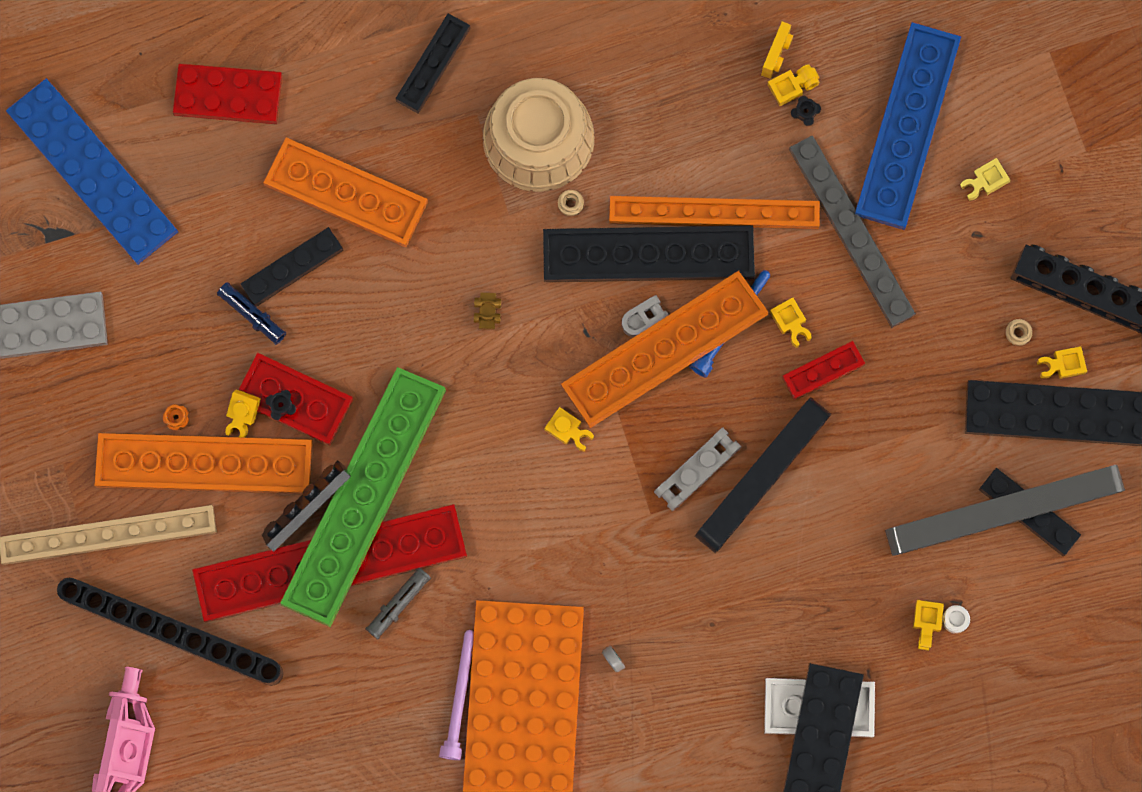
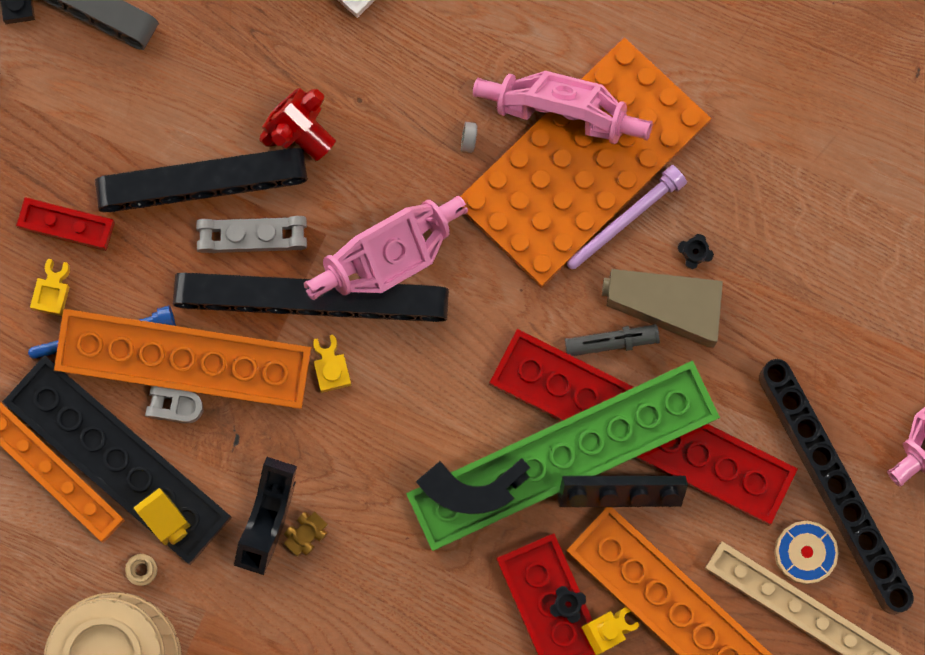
camera: 140 degrees left, 0 degrees up
(155, 573) = (806, 552): none -> tile
(379, 662) = (672, 302): none -> dark tan slope
(399, 412) = (466, 499): none -> black arch
(401, 712) = (697, 242): none -> black plate
(519, 295) = (267, 516): none -> black arch
(567, 735) = (564, 96): none -> bright pink plate
(580, 237) = (163, 517): none -> yellow slope
(591, 529) = (388, 250): none -> bright pink plate
(619, 461) = (289, 297): none -> black beam
(735, 563) = (296, 122): none -> red piece

